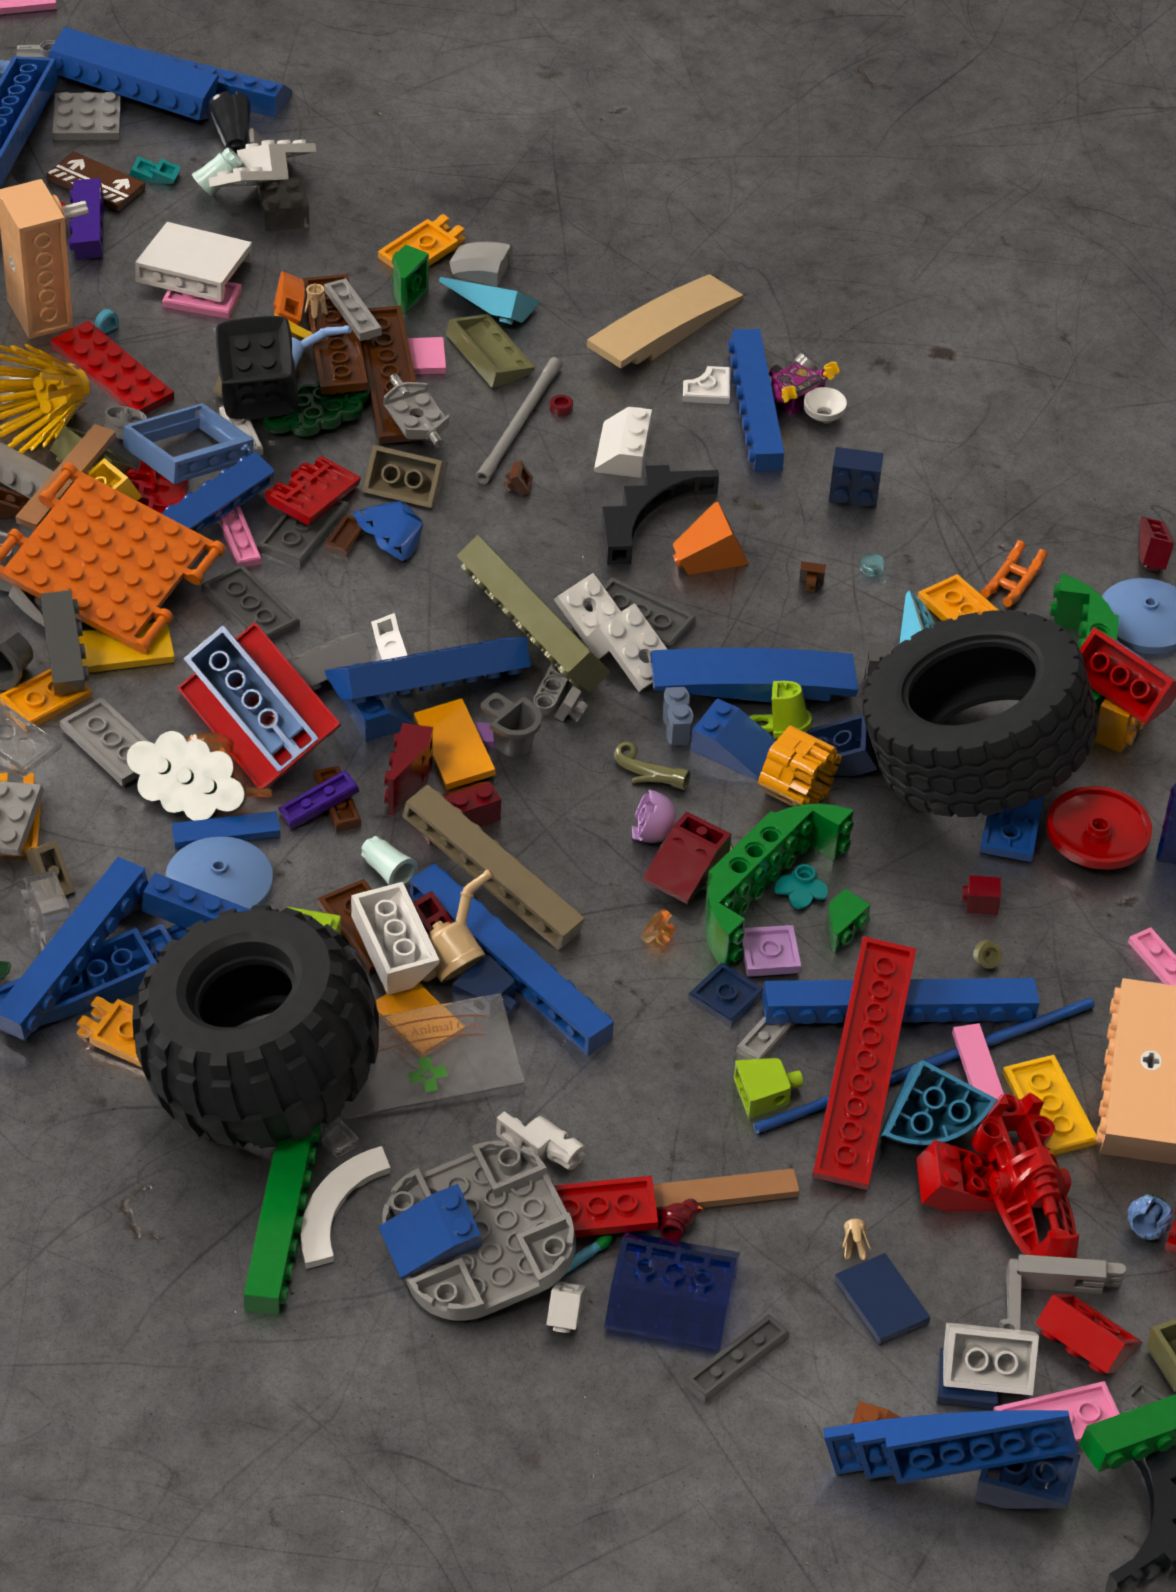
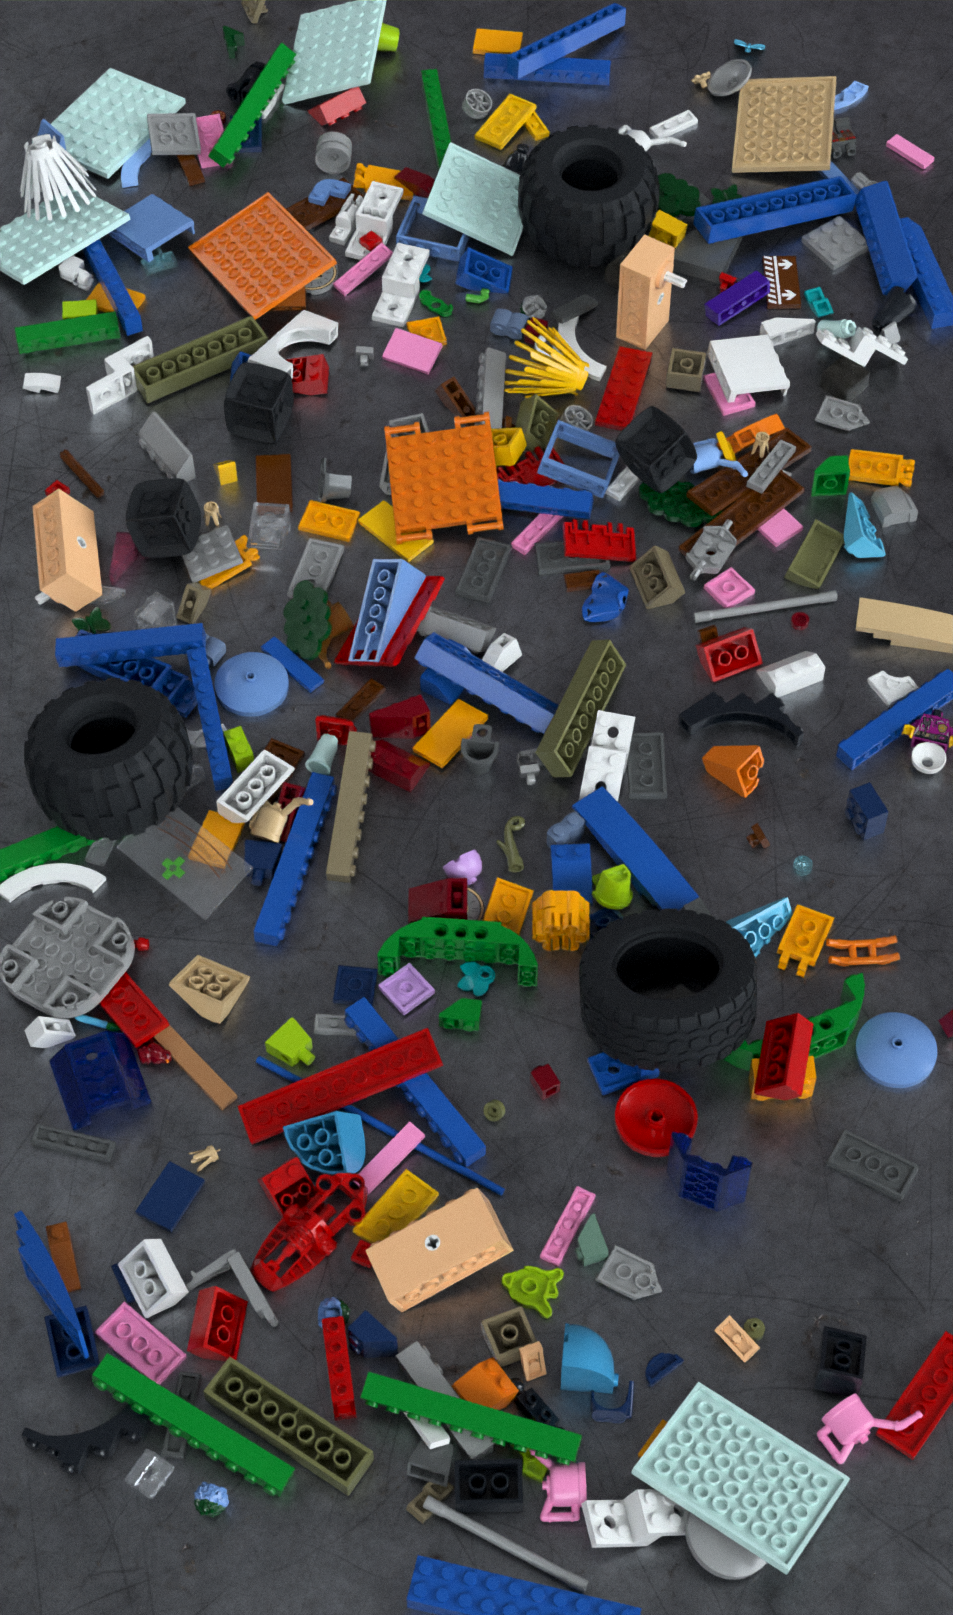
camera: 60 degrees right, 10 degrees up
(63, 642) = (359, 500): dark grey brick -> none
(83, 457) = (503, 418): medium nougat tile -> none
(107, 321) = (659, 361): medium azure tile -> none
(146, 305) = (686, 370): none -> dark tan brick
(166, 209) = (786, 329): none -> white slope
(318, 799) = (347, 693): dark purple tile -> none
(321, 235) = (841, 414): none -> light grey tile
(370, 823) = (334, 726): none -> red slope
(431, 1232) = (44, 935): blue slope -> none
(469, 434) = (729, 588): none -> bright pink tile
(541, 1138) = (163, 953): white plate -> none
(557, 474) = (729, 653): none -> red slope
(631, 1119) = (209, 987): none -> tan slope
(657, 926) = (378, 918): clear orange tile -> none
(727, 810) = (508, 904): none -> light orange tile
(1088, 1155) = (360, 1256): none -> red plate

